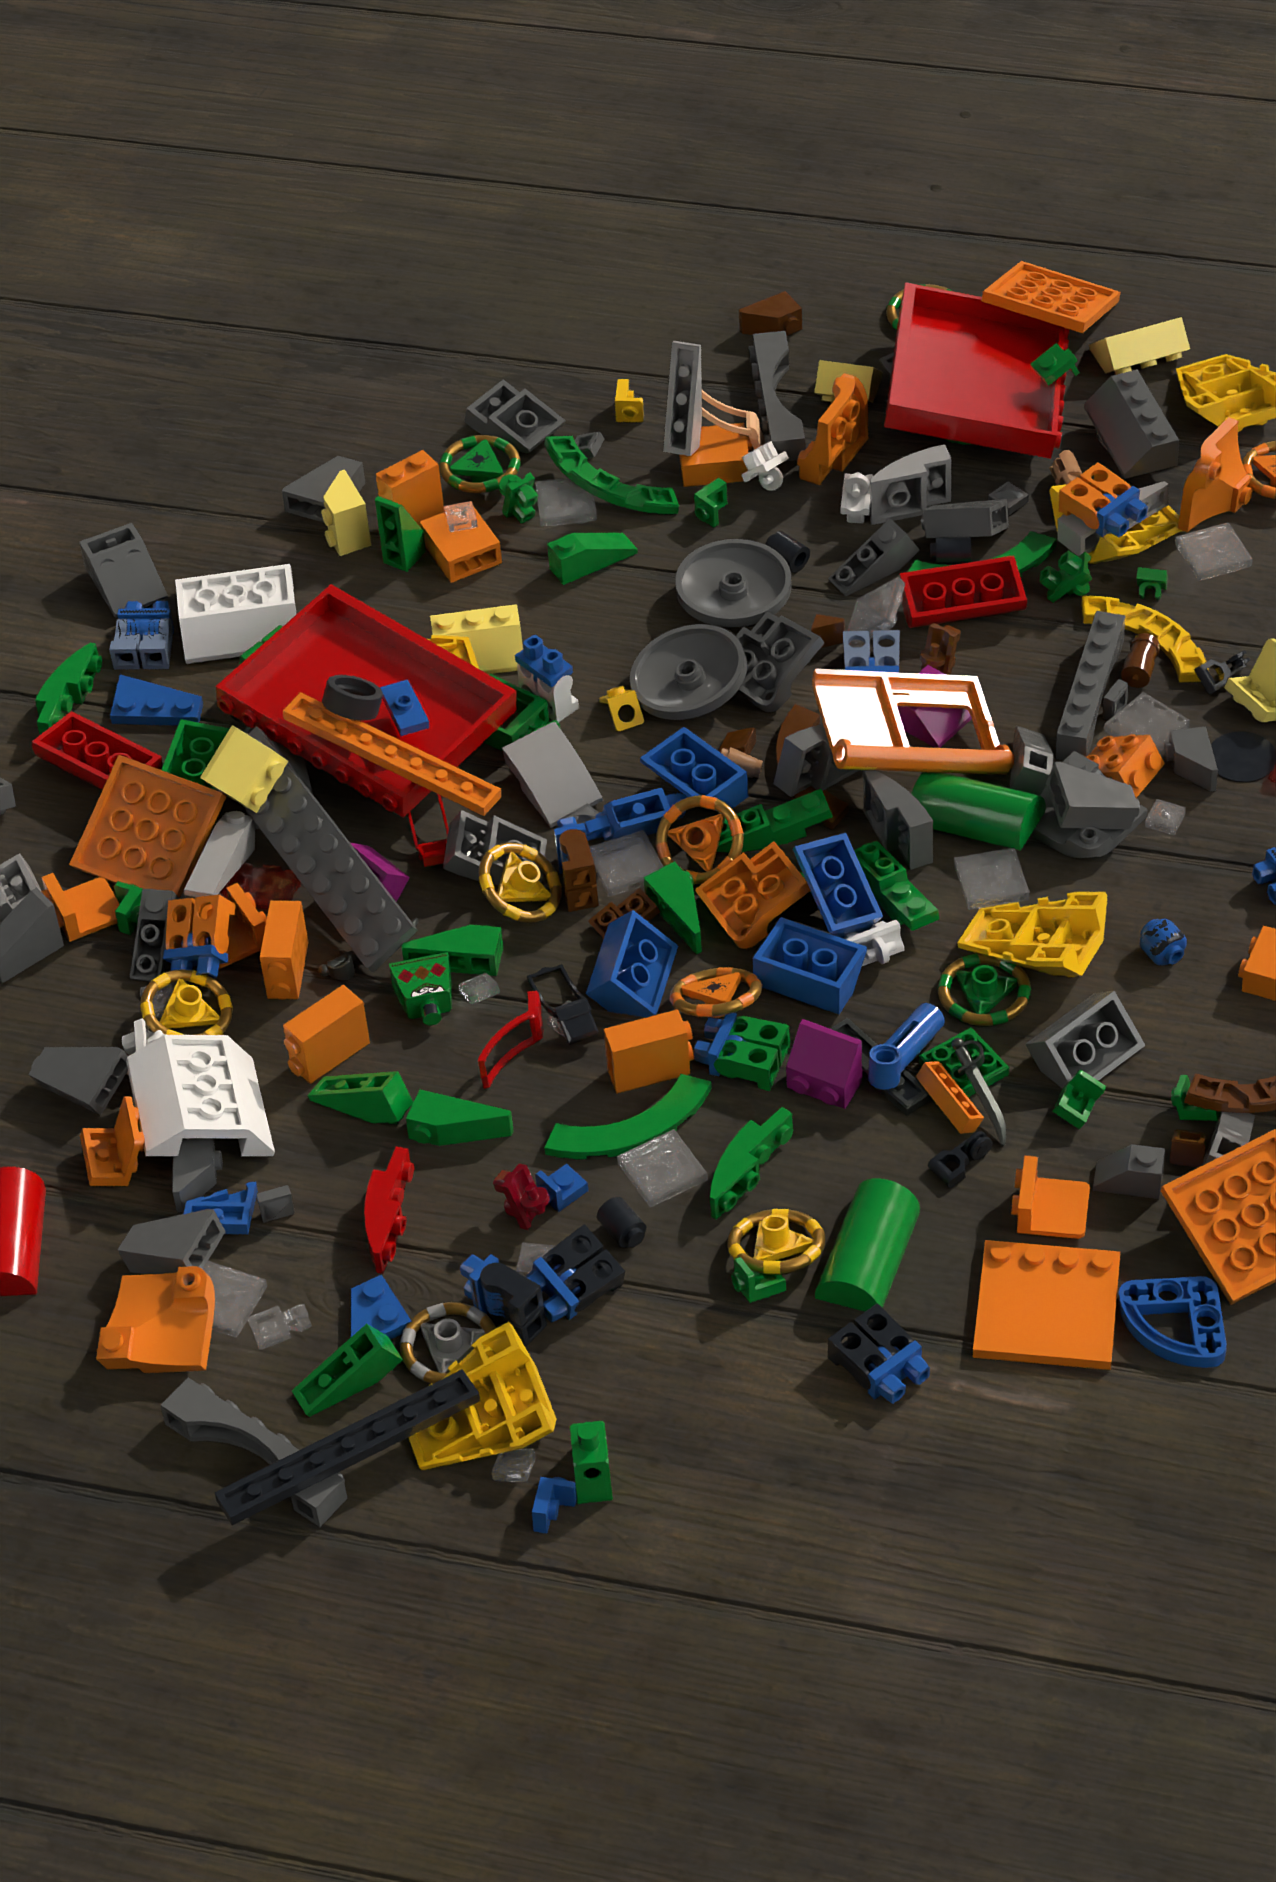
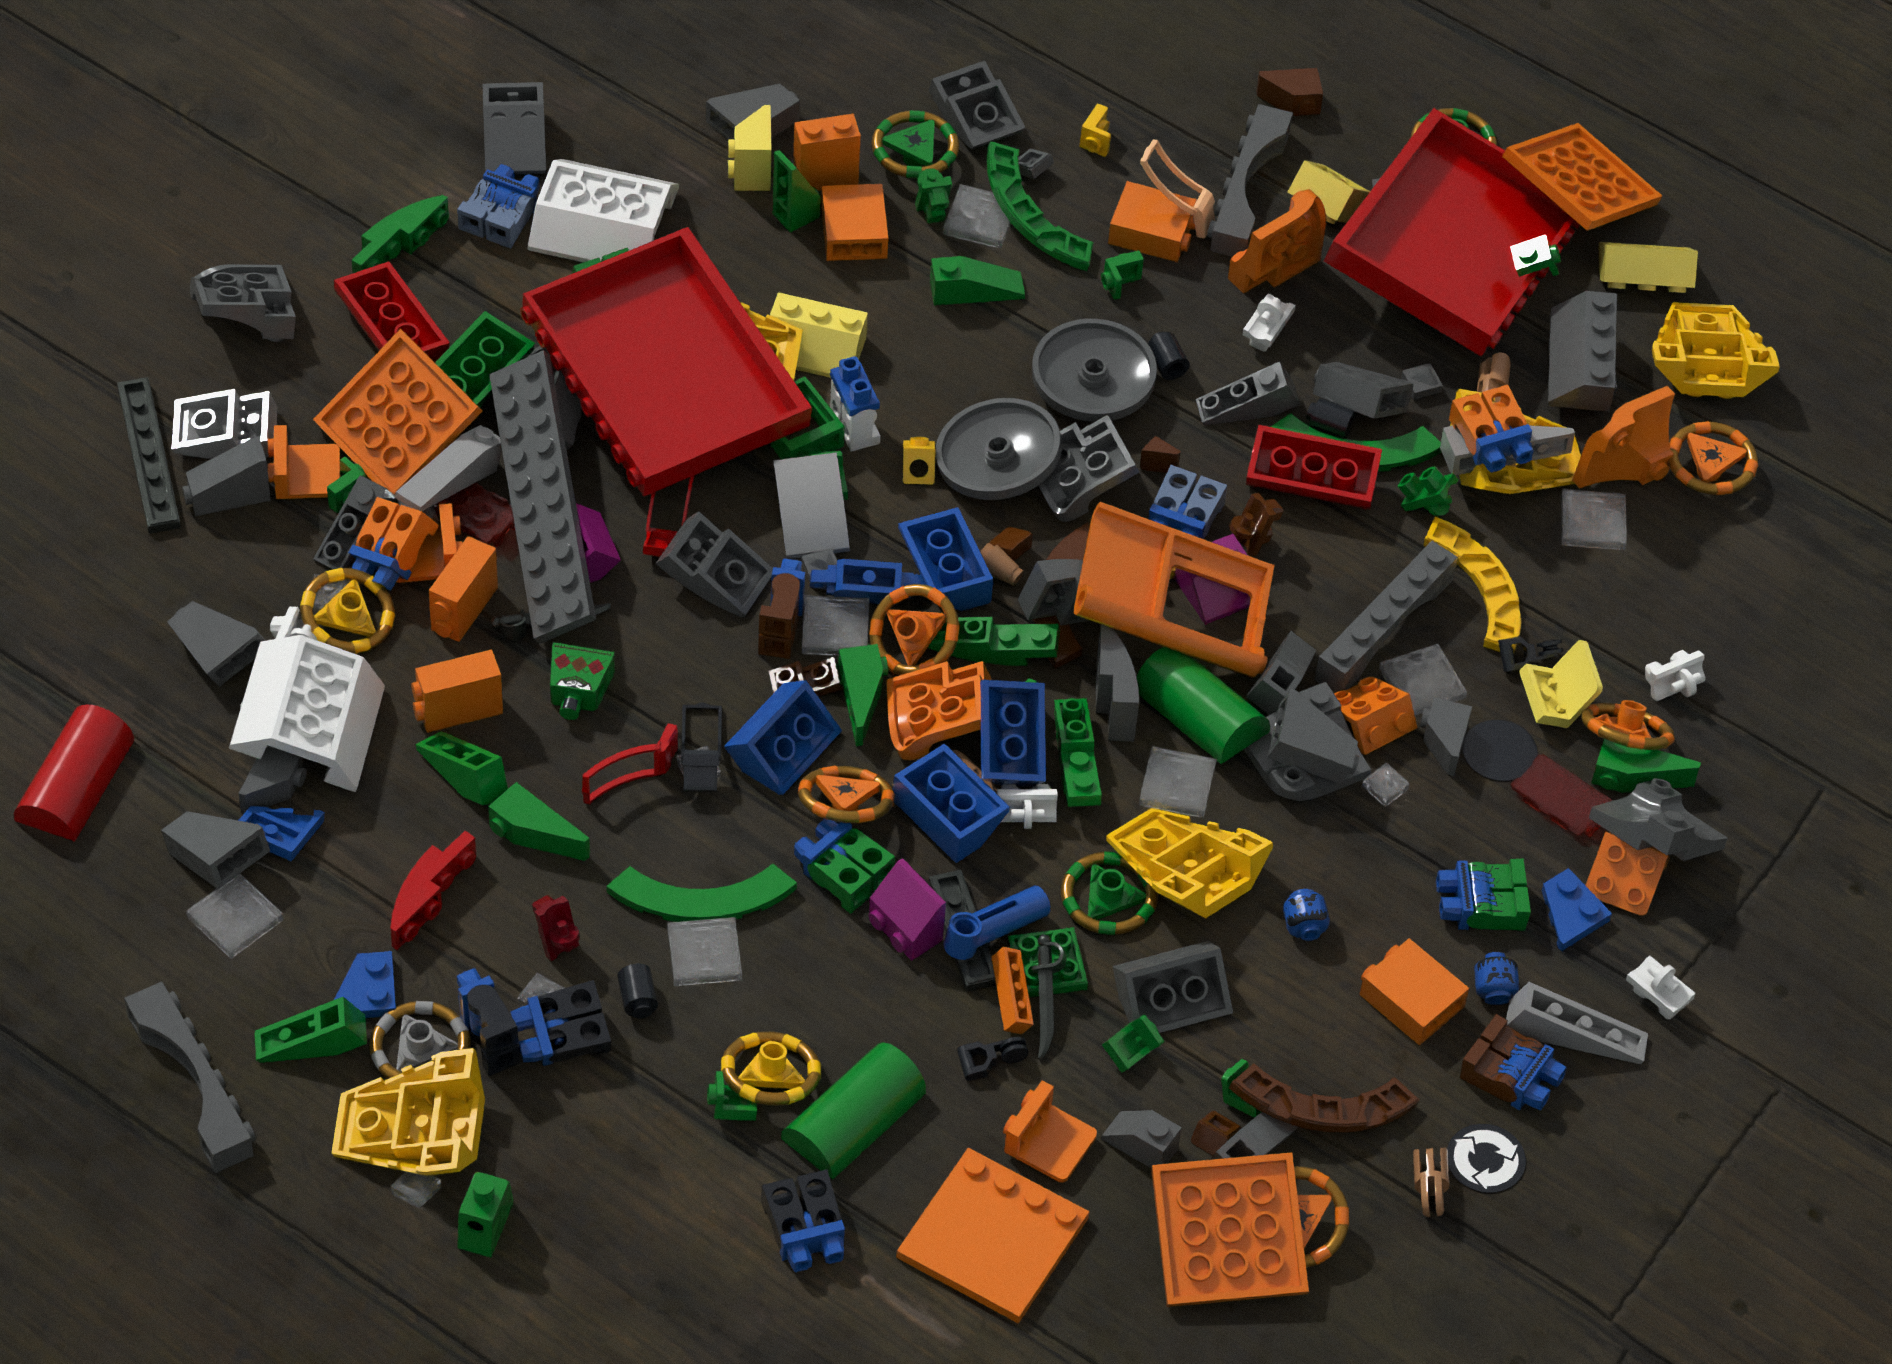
camera: 15 degrees right, 5 degrees up
(113, 1152) = (207, 728): orange bracket -> none
(152, 704) = (475, 281): blue wing -> none
(160, 1323) = (164, 917): orange slope -> none
(244, 769) = (505, 392): light yellow slope -> none
(273, 1326) = (268, 961): clear plate -> none
(275, 1203) = (330, 841): dark grey tile -> none
(347, 1447) = (267, 1109): black plate -> none
(352, 697) = (643, 371): black tyre -> none
(393, 754) = (655, 430): orange plate -> none
(404, 707) = (693, 385): blue plate -> none
(460, 516) = (862, 196): clear tile -> none
(470, 948) = (636, 654): green slope -> none
(479, 988) = (629, 700): clear tile -> none
(520, 882) = (720, 607): yellow piece -> none
(549, 1496) = (425, 1235): blue bracket -> none
(562, 1186) = (601, 931): blue bracket -> none
(648, 1050) = (749, 829): orange brick -> none
(684, 400) = (1132, 161): light grey slope -> none
(740, 1162) = (775, 978): green slope -> none
(763, 463) = (1192, 251): white hips -> none
(877, 609) = (1218, 453): clear tile -> none
(911, 485) = (1324, 331): light grey slope -> none
(1115, 699) = (1403, 641): dark grey tile -> none
(1140, 660) = (1451, 610): reddish brown piece -> none
(1153, 579) = (1514, 526): green tile -> none
(1188, 1301) = (1125, 1286): blue beam -> none

